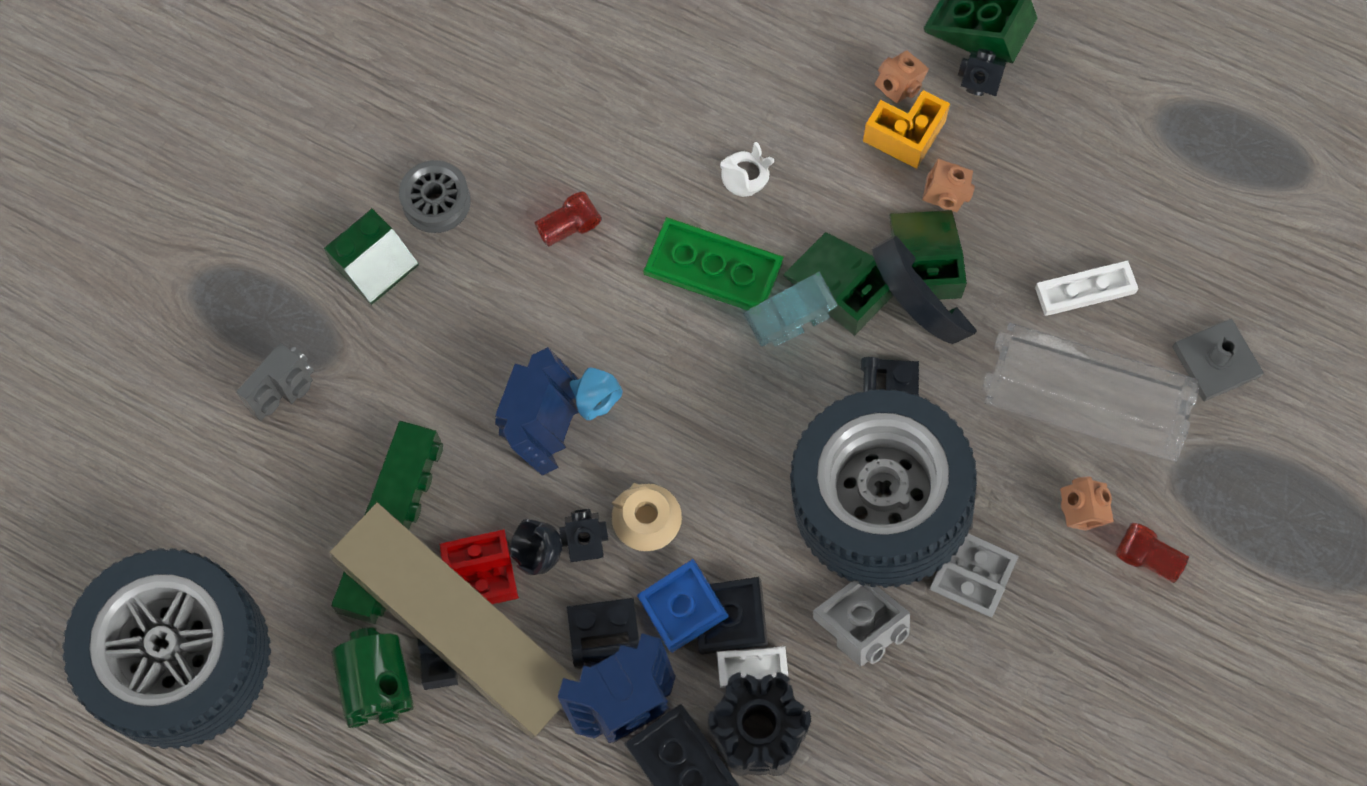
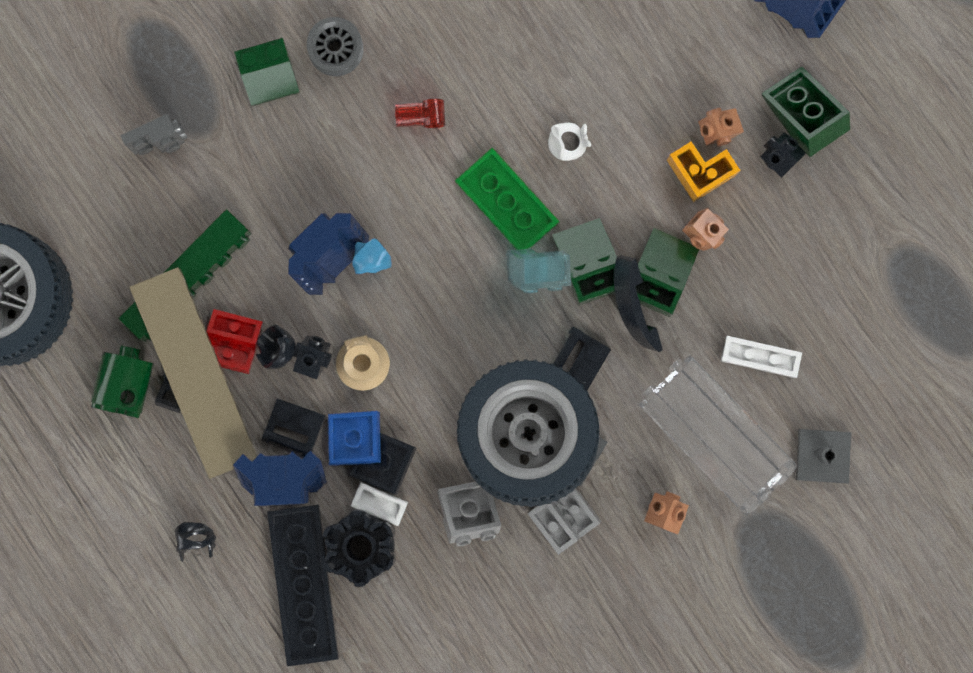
camera: 25 degrees right, 15 degrees up
(1143, 549) = (688, 562): clear red piece -> none

